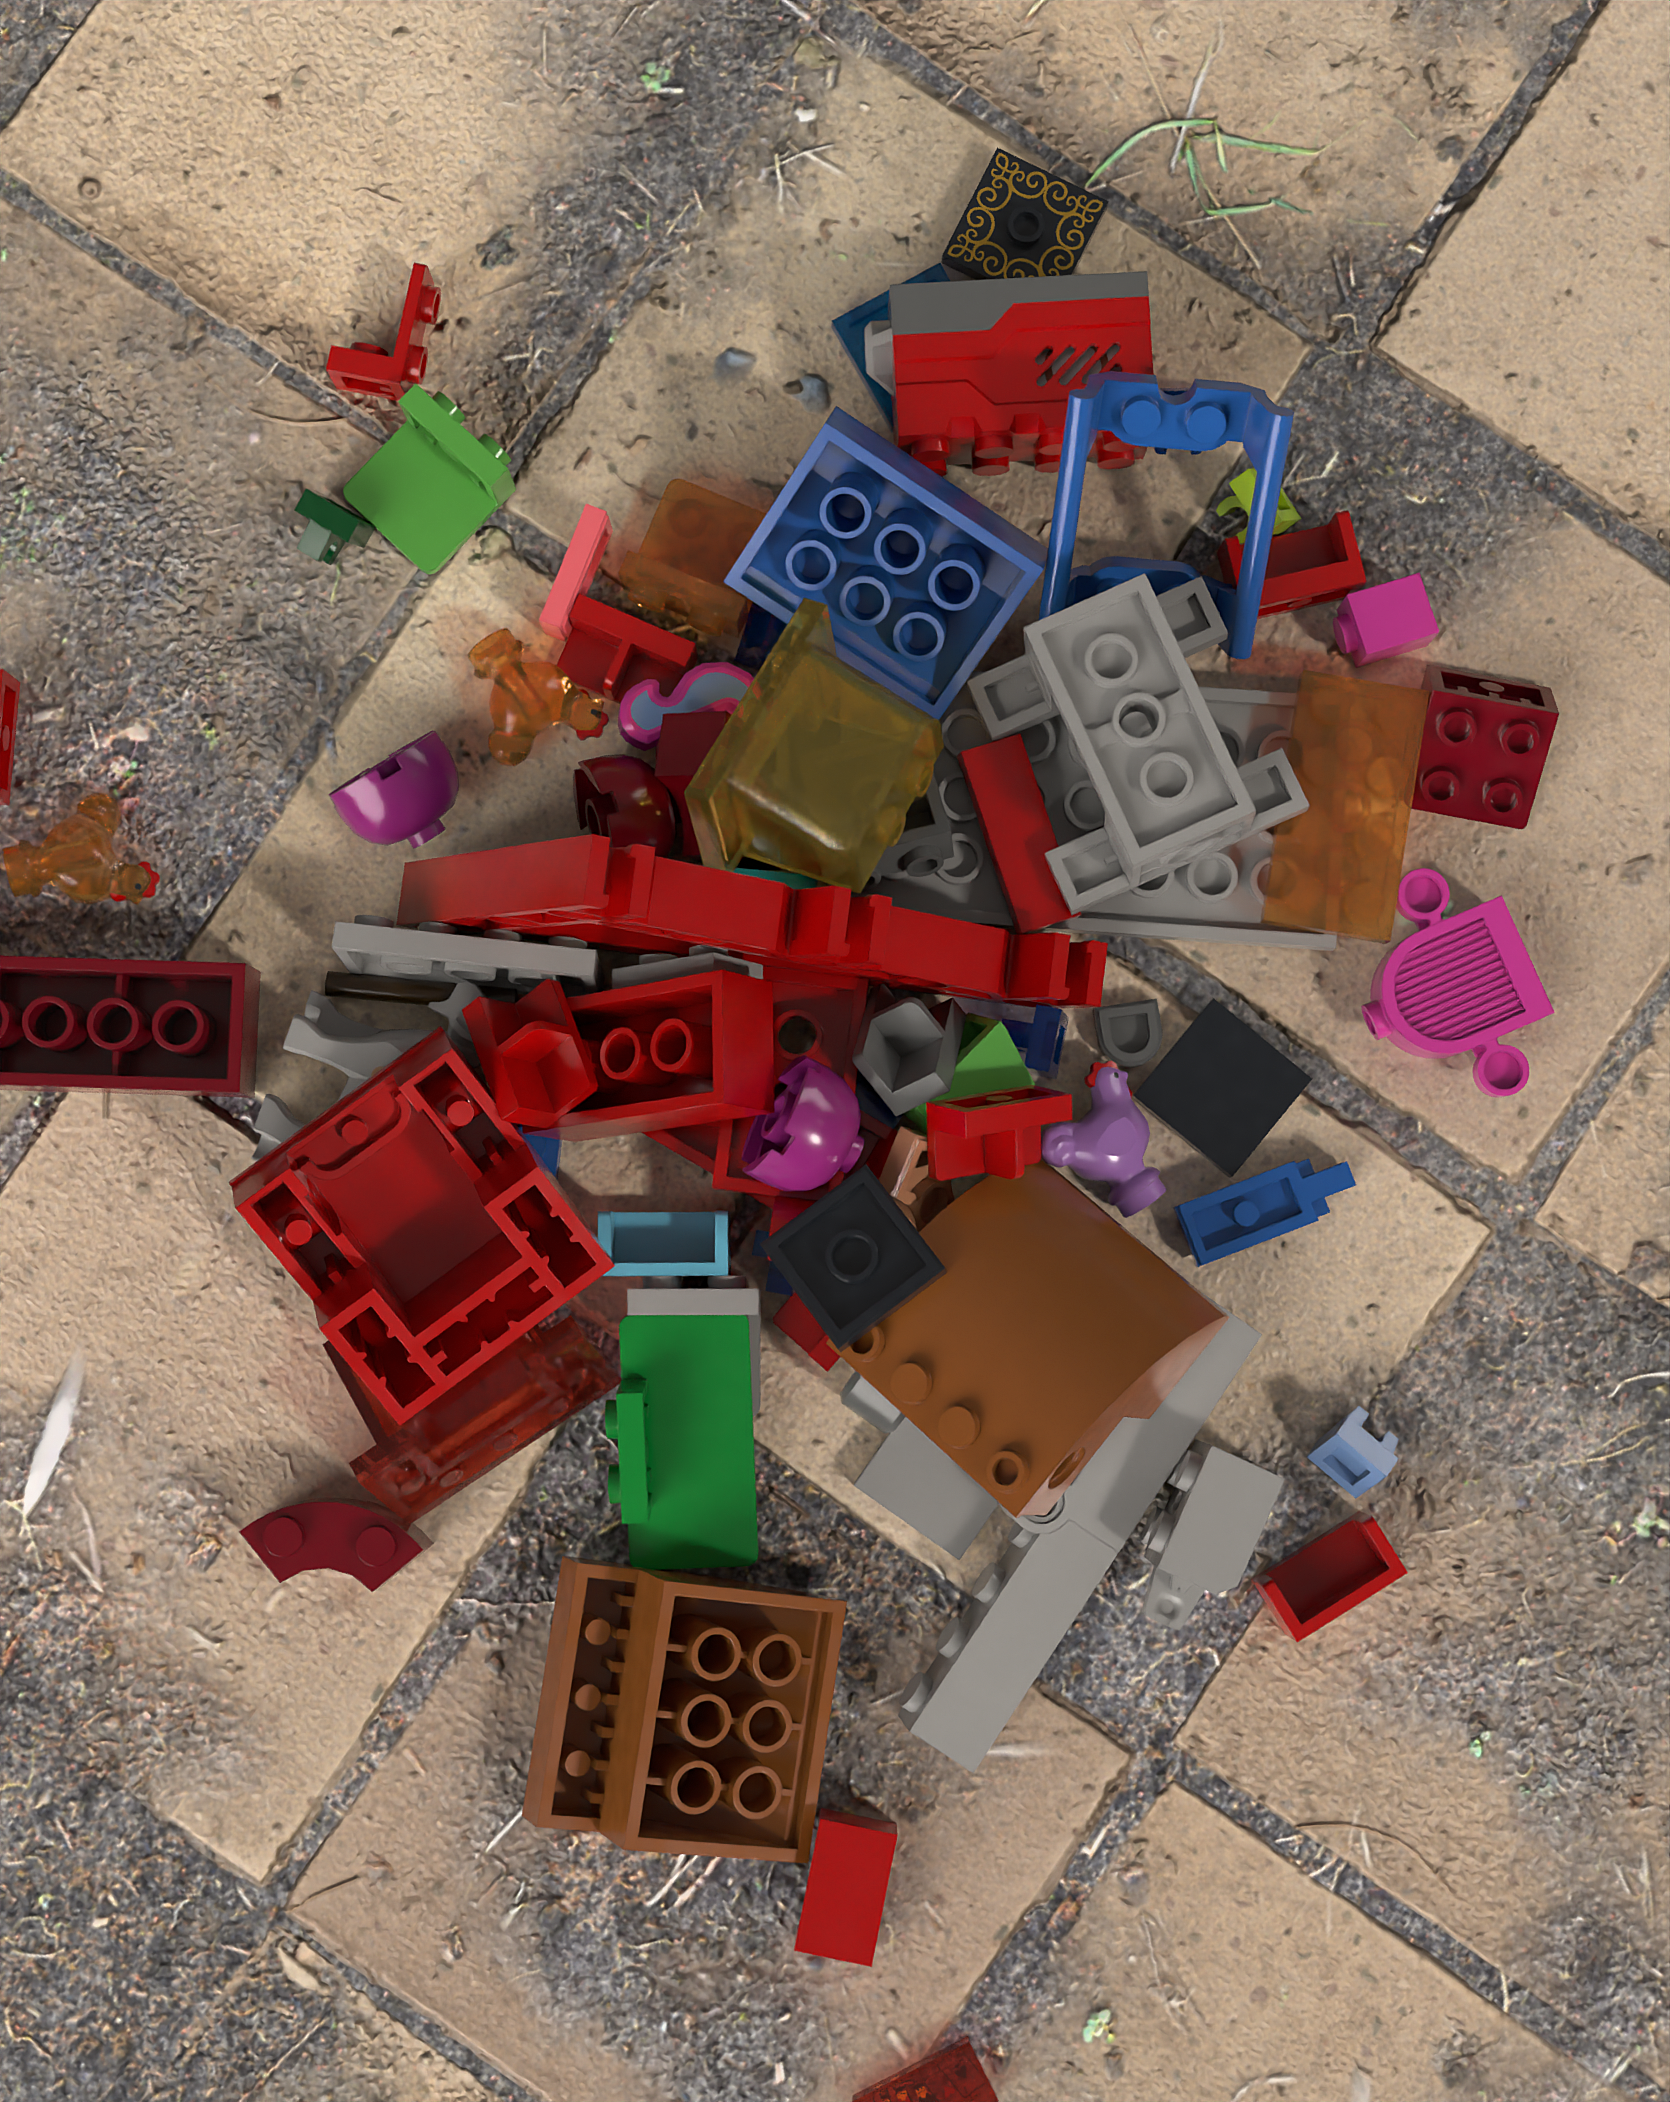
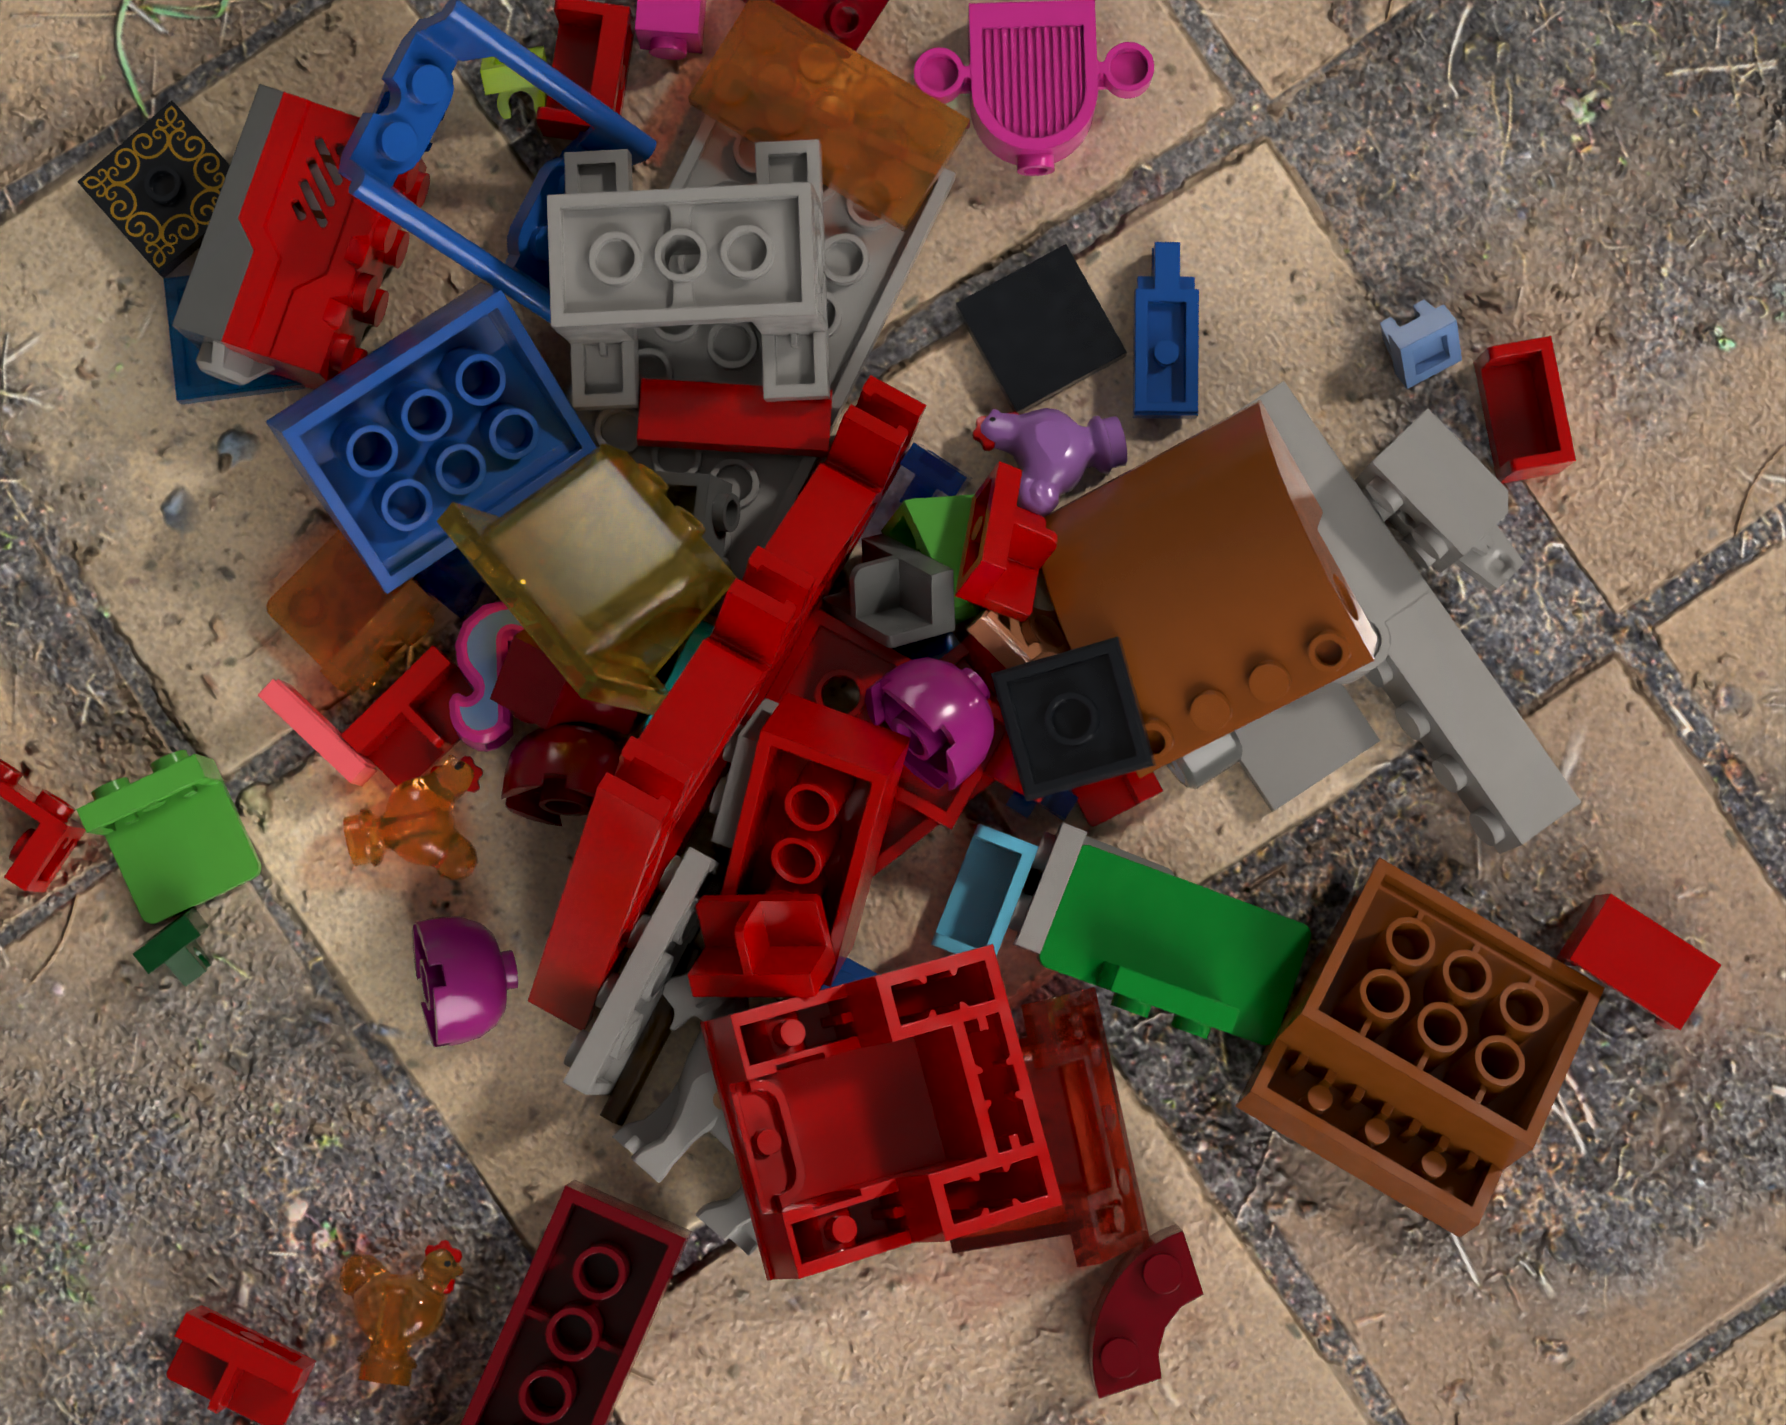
camera: 65 degrees left, 0 degrees up
(1128, 1032) = (956, 393): dark grey tile -> none

